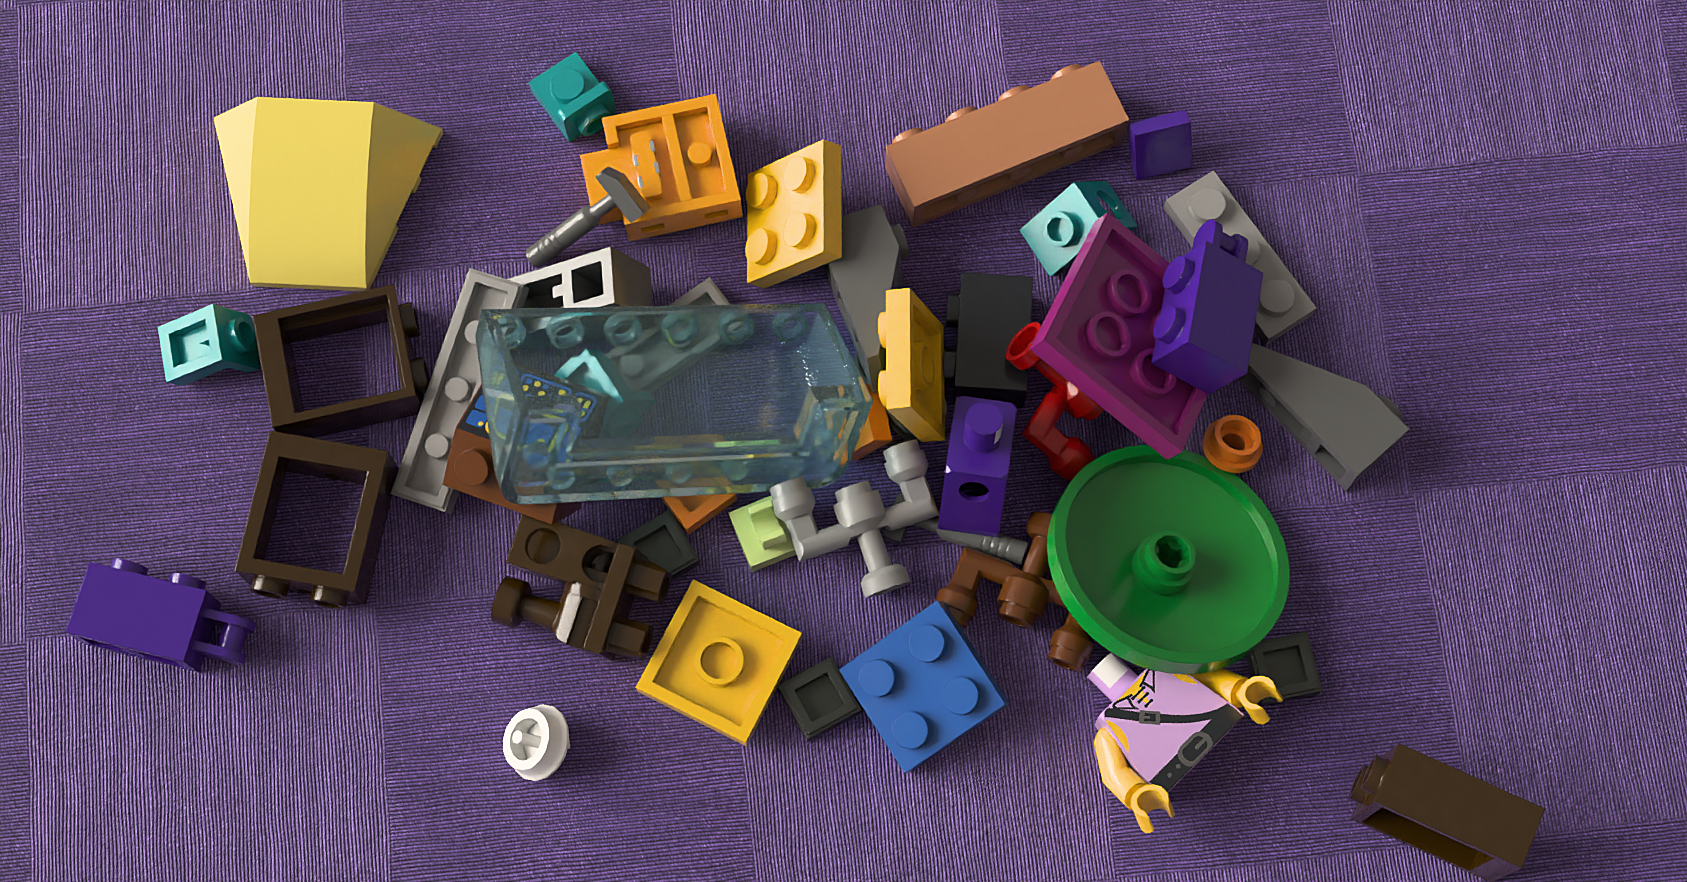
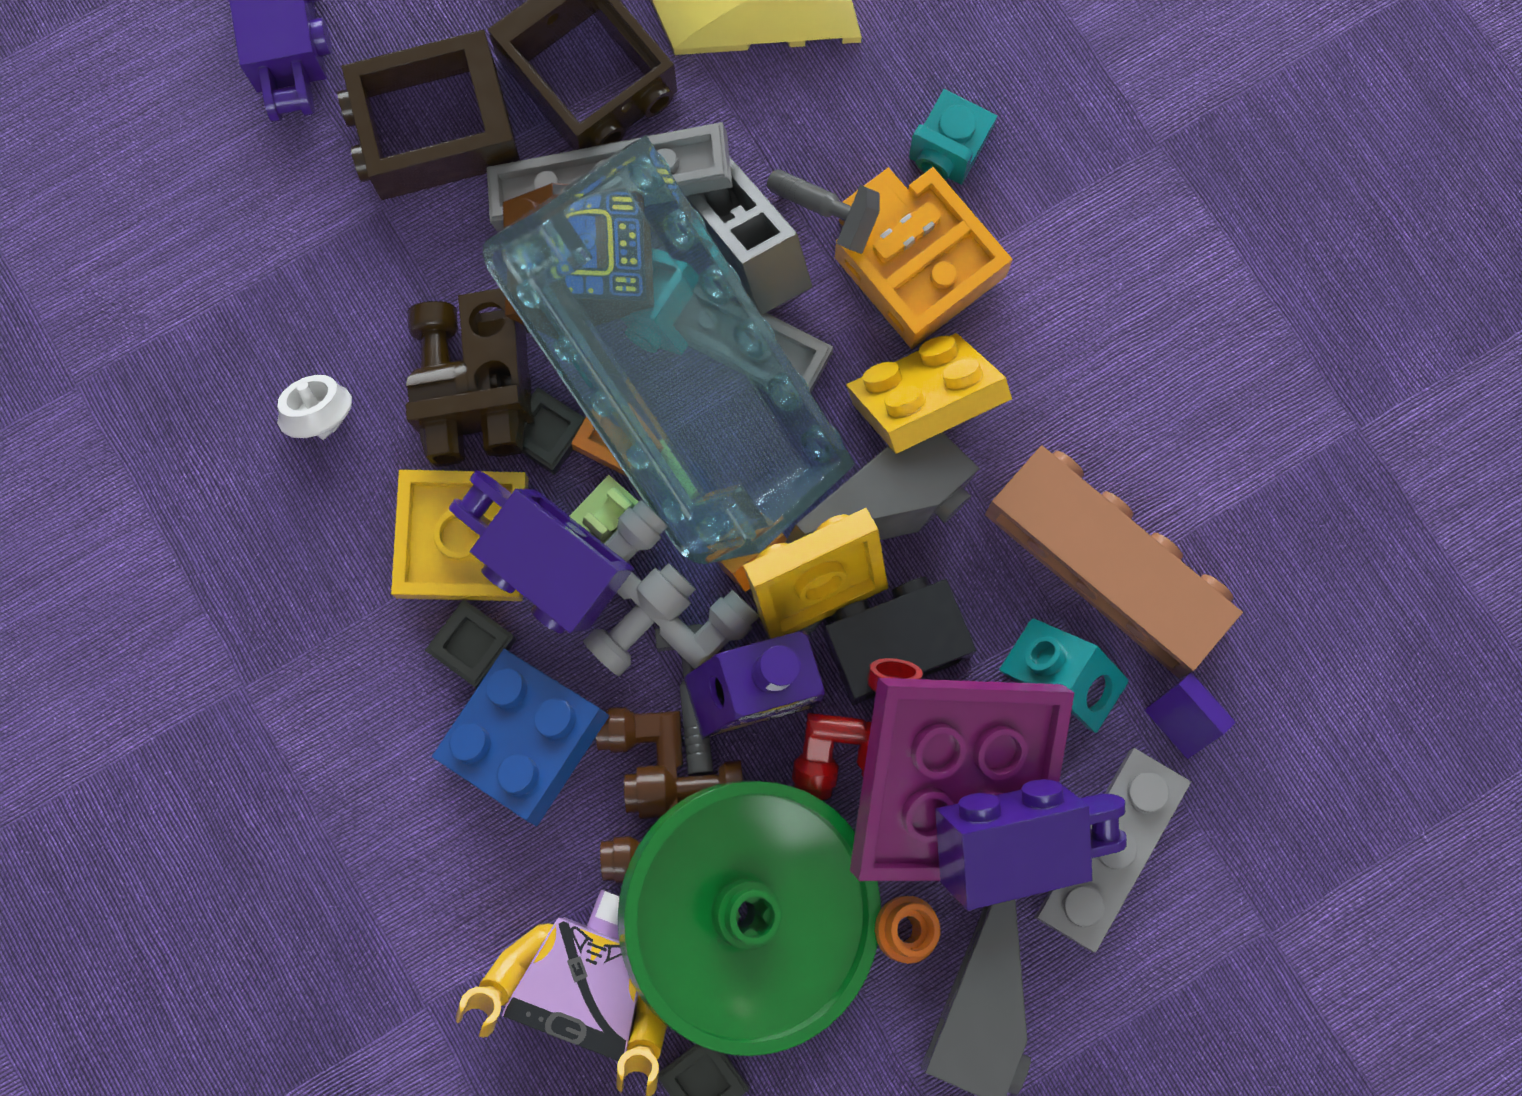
camera: 65 degrees right, 5 degrees up
(782, 587) = (541, 554): none -> dark purple brick

